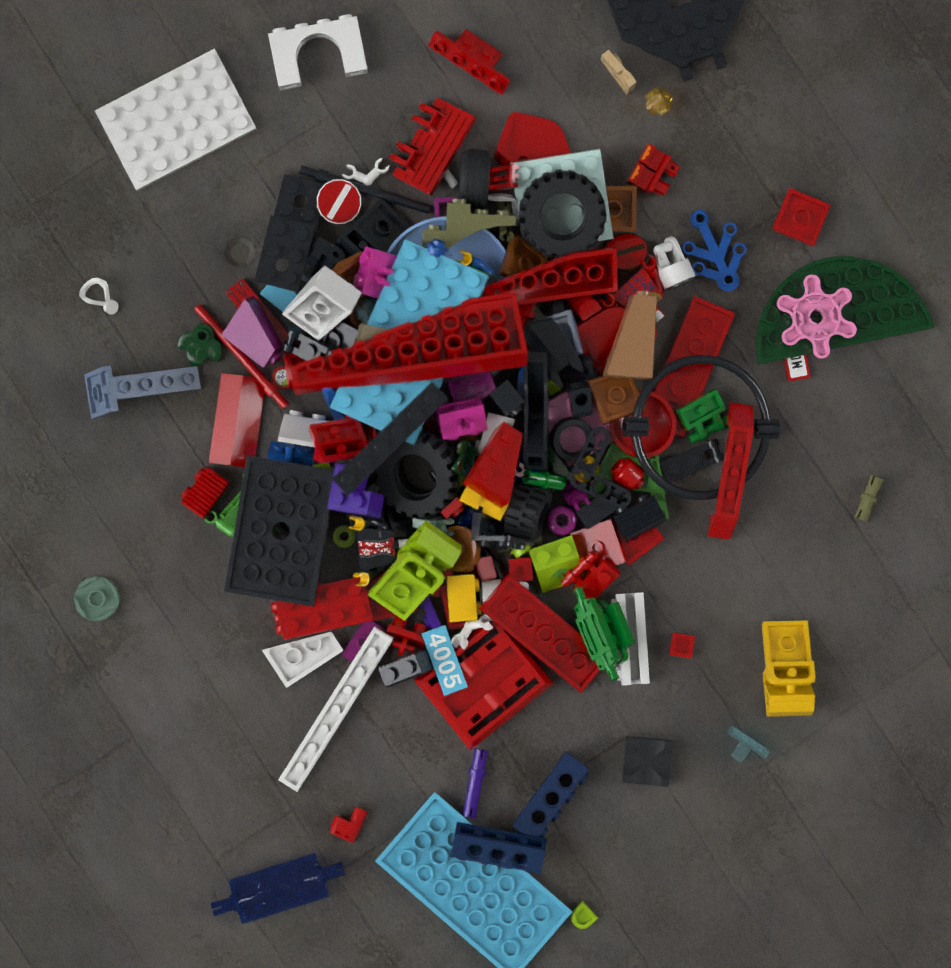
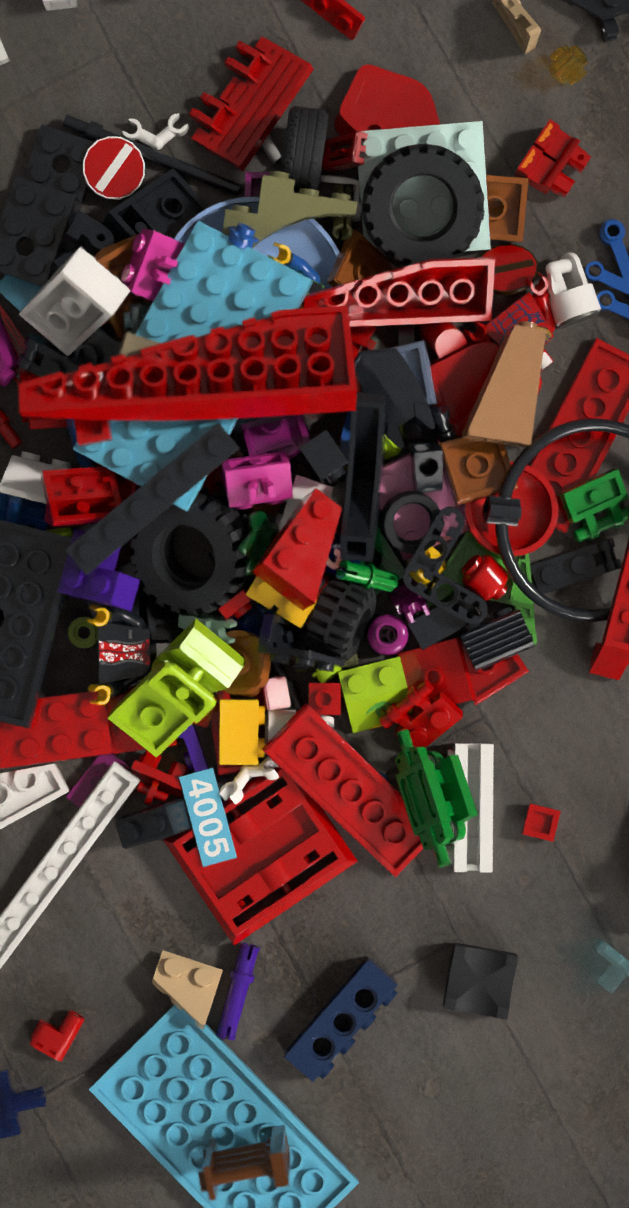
camera: 10 degrees right, 0 degrees up
(279, 377) = (10, 406): tile -> none
(343, 395) = (92, 431): none -> red plate
(439, 780) = (188, 984): none -> tan wing
(492, 839) = (262, 1087): dark blue brick -> none
(508, 894) = (246, 1162): none -> reddish brown fence
(583, 916) = (373, 1189): lime tile -> none

